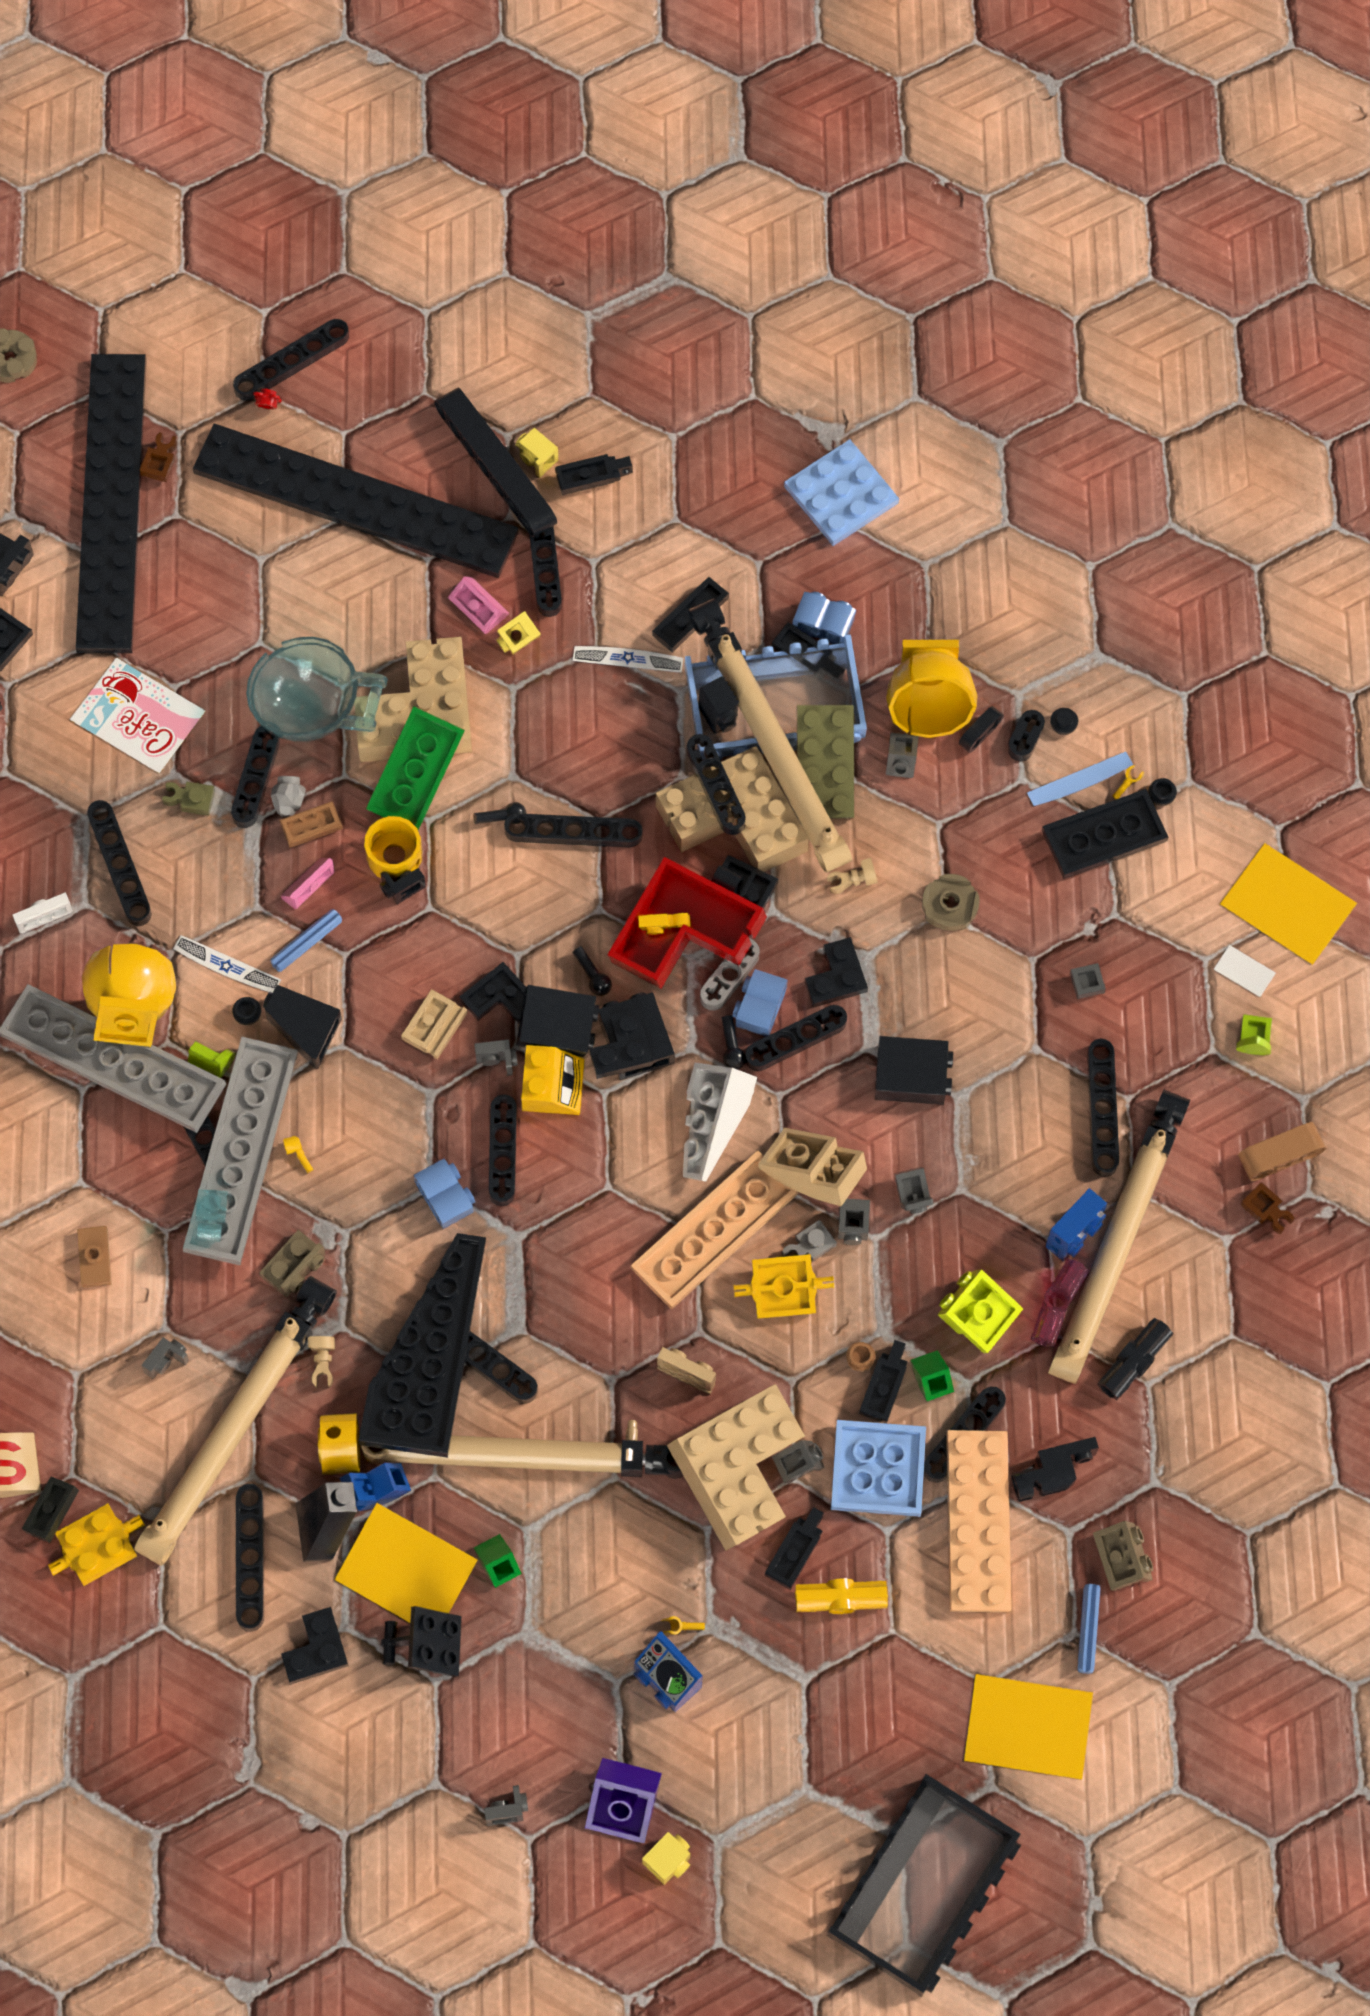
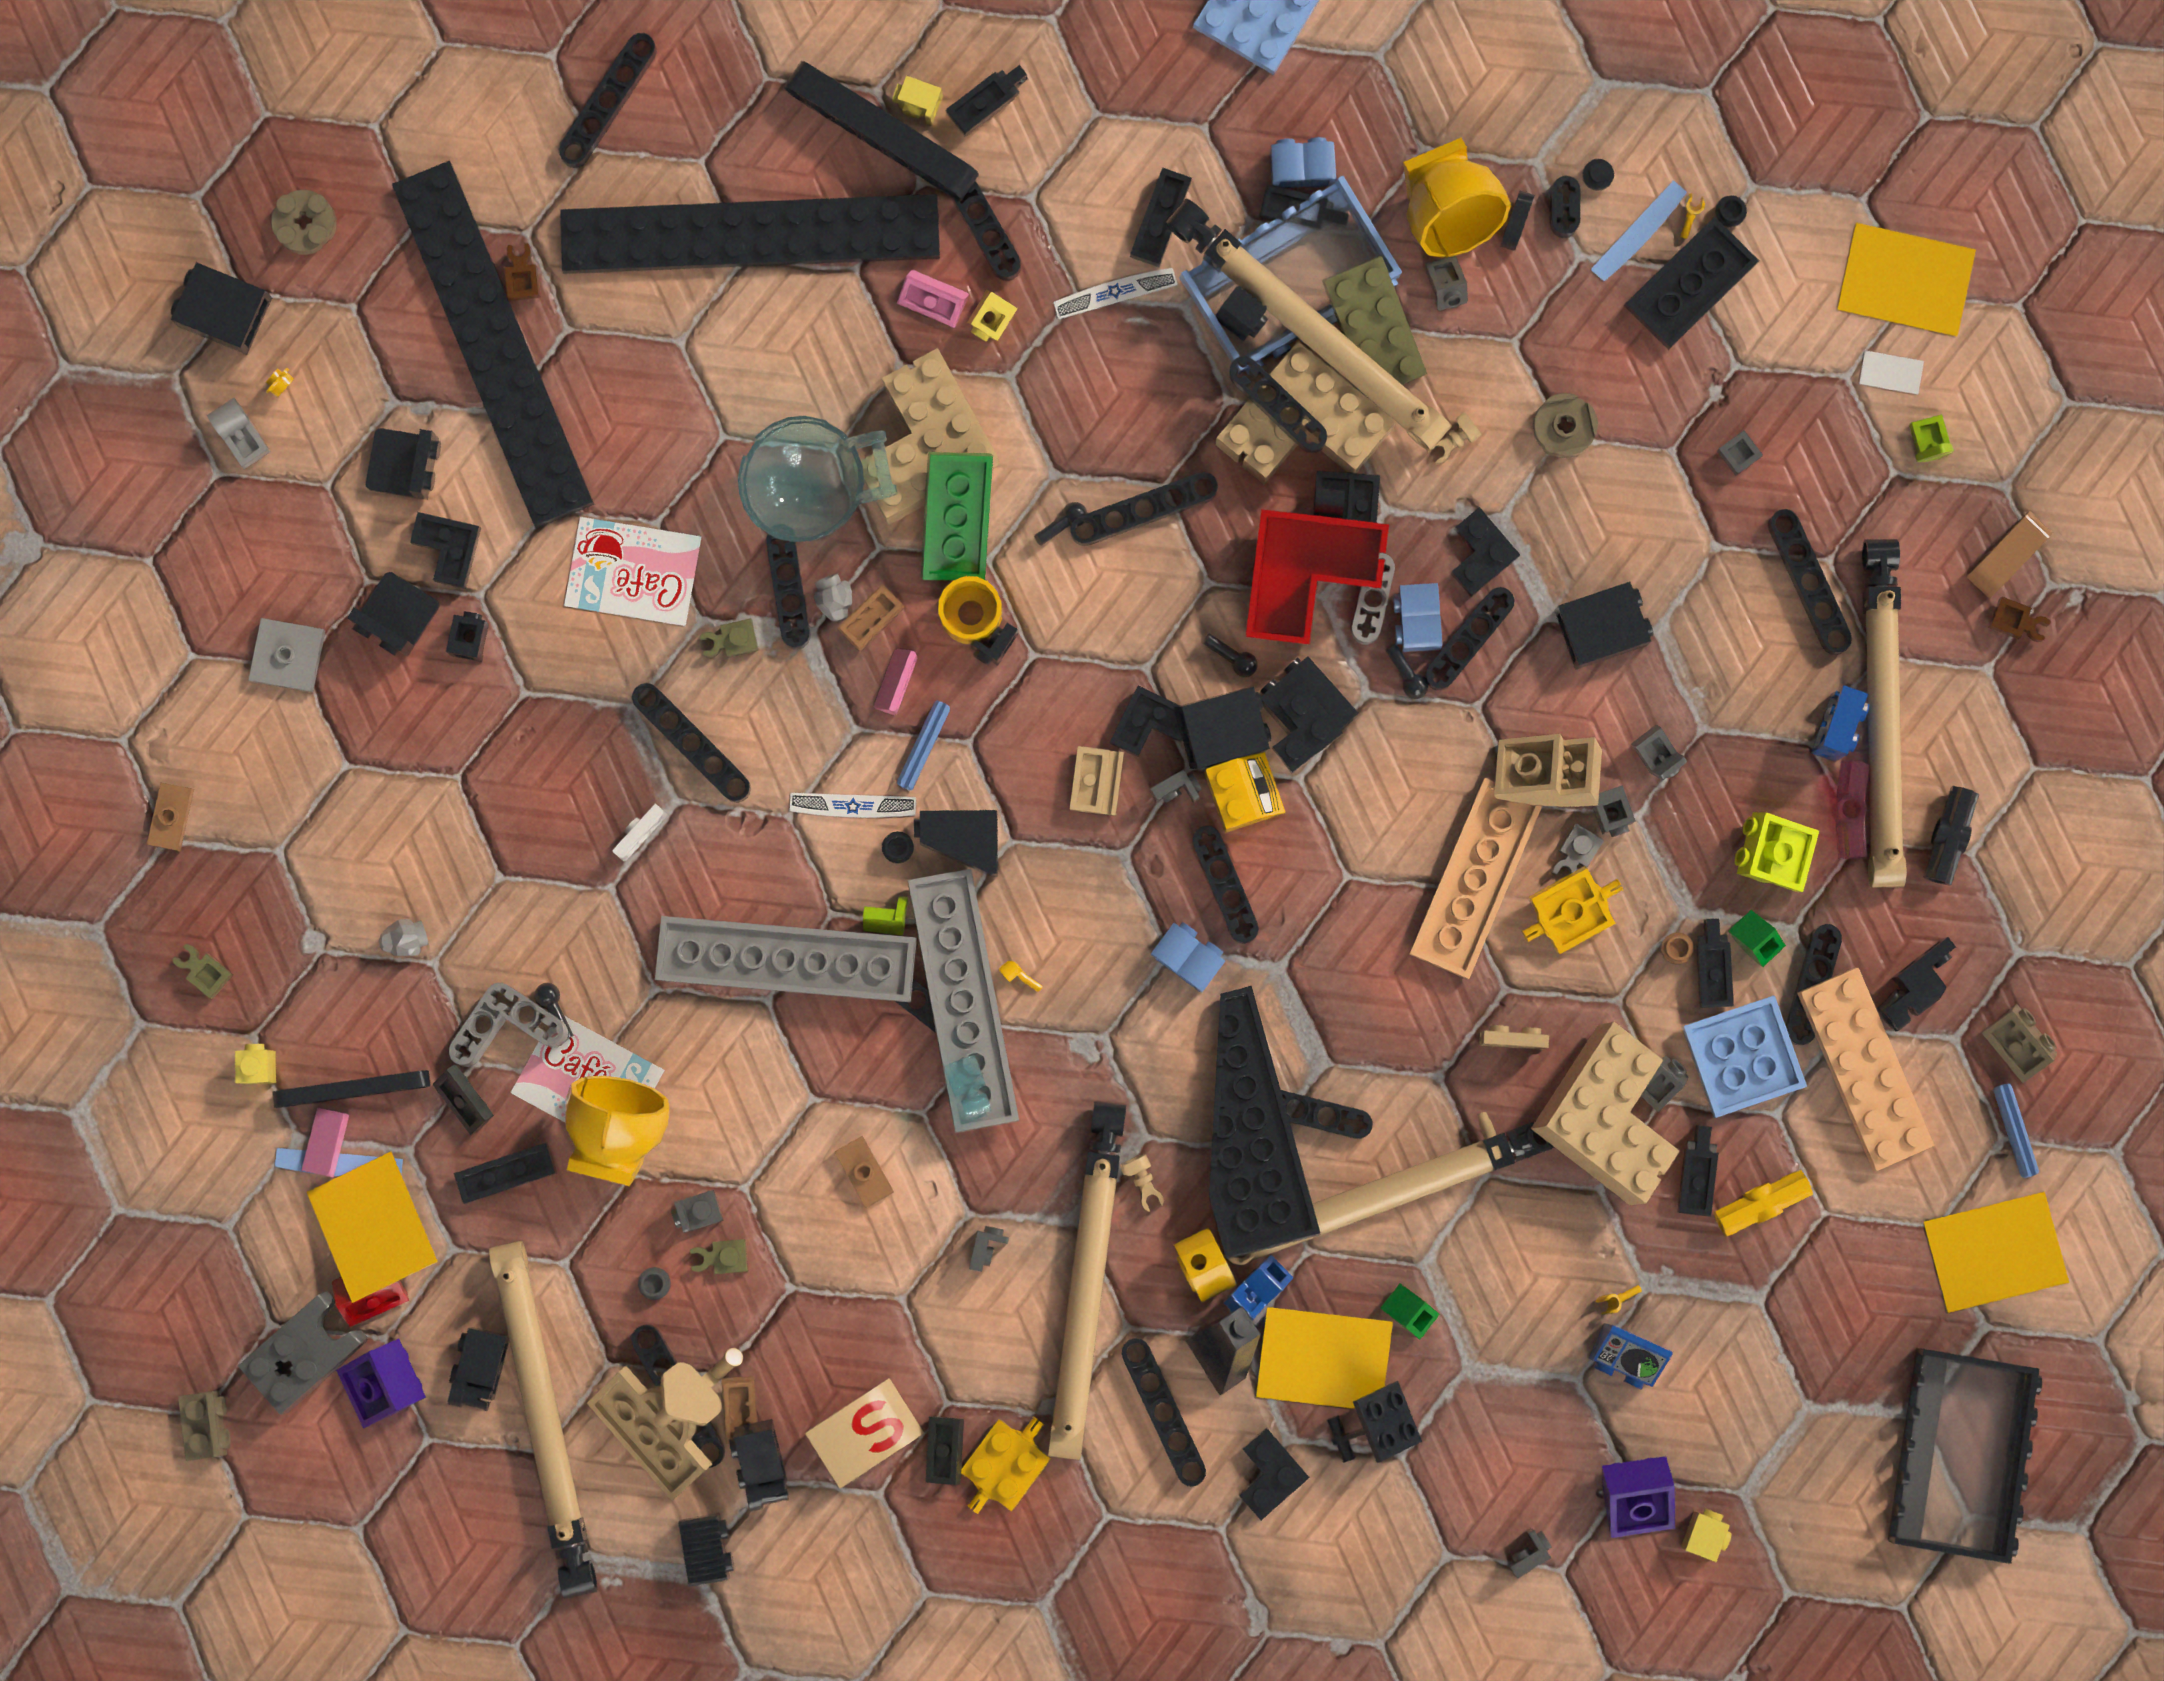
camera: 20 degrees left, 15 degrees up
(130, 997) = (786, 895): yellow plate -> none
(267, 399) = (604, 158): red plate -> none
(293, 1263) = (1068, 1093): dark tan bracket -> none
(657, 923) = (1280, 581): yellow plate -> none
(717, 1106) = (1424, 751): white wedge -> none

